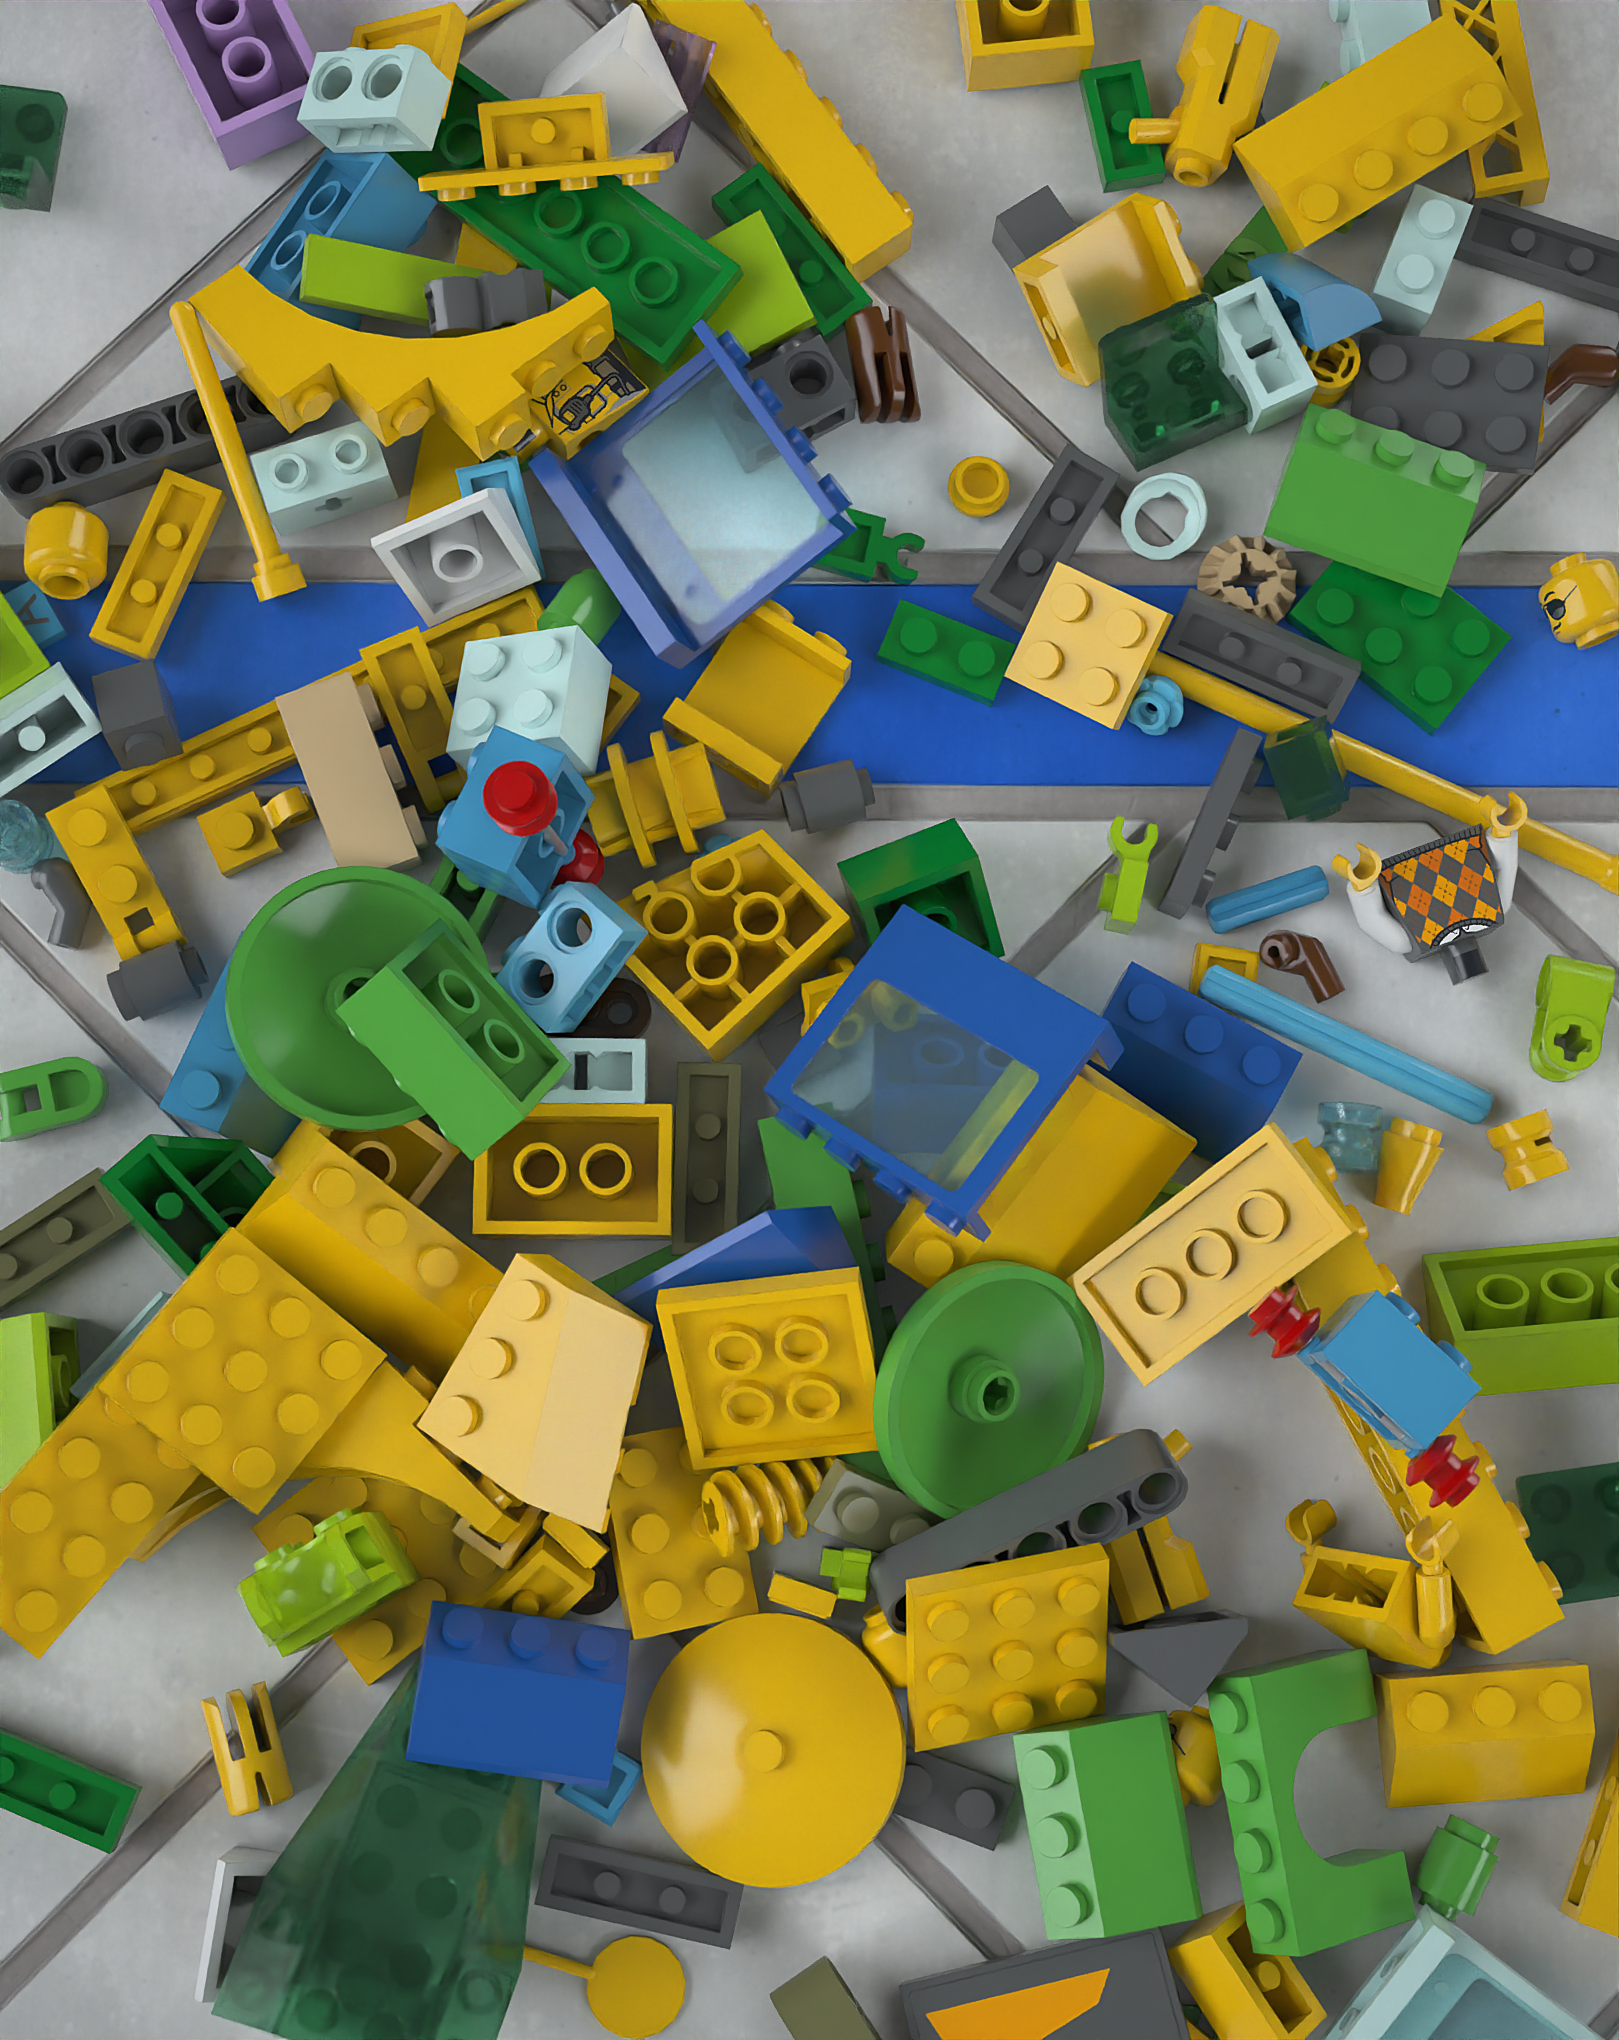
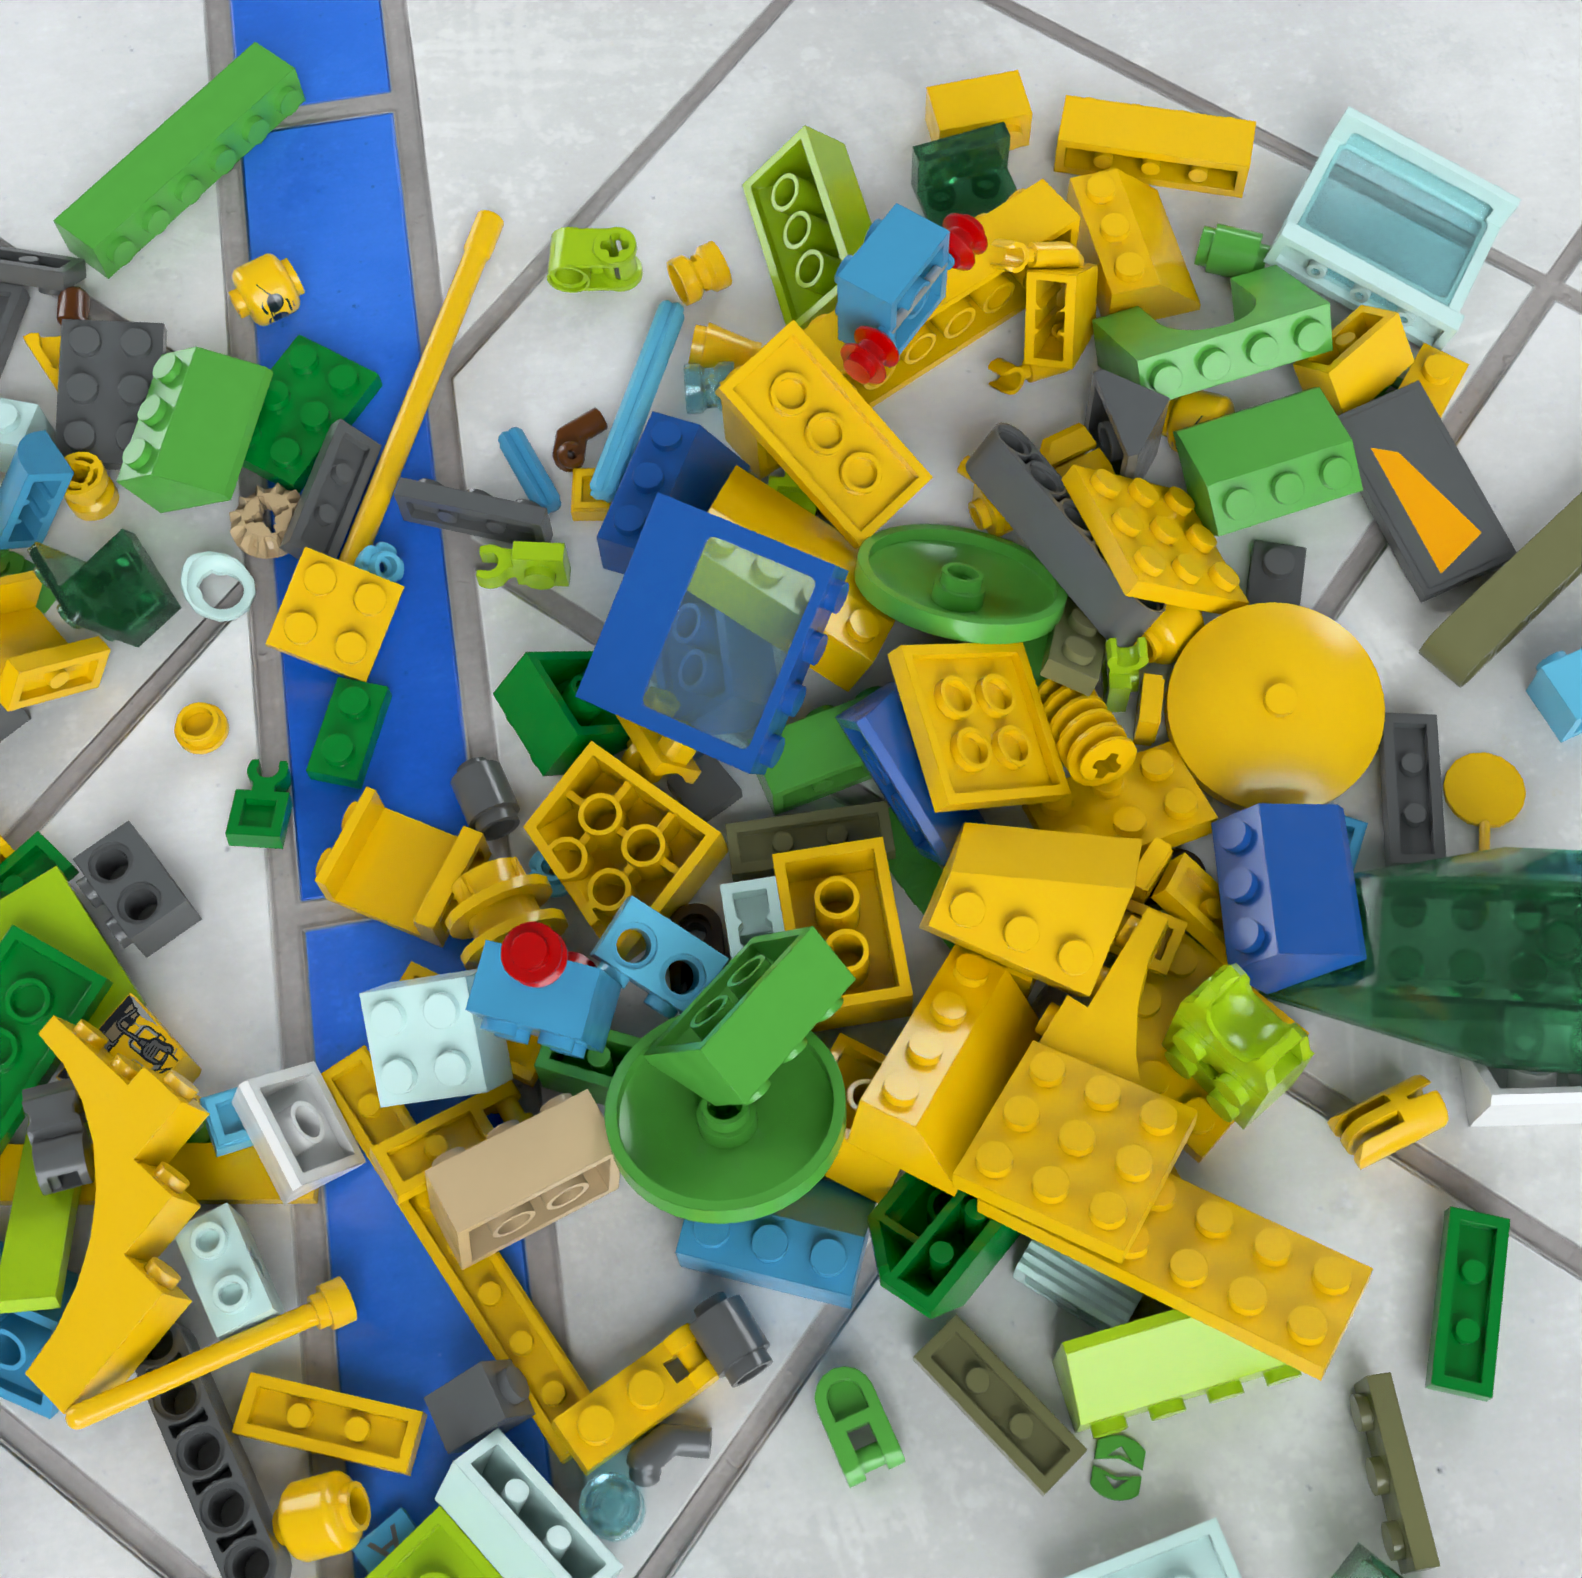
camera: 90 degrees left, 15 degrees down
(247, 831) = (577, 1290): yellow plate -> none
(583, 602) = (336, 1021): bright green brick -> none
(698, 501) = (227, 928): clear light blue panel -> none
(882, 366) = (91, 815): reddish brown arm -> none
(1045, 534) = (244, 668): dark grey plate -> none
(1261, 356) = (78, 519): light aqua brick -> none
(1308, 769) = (421, 445): clear green brick -> none
(1440, 891) = (506, 347): torso -> none

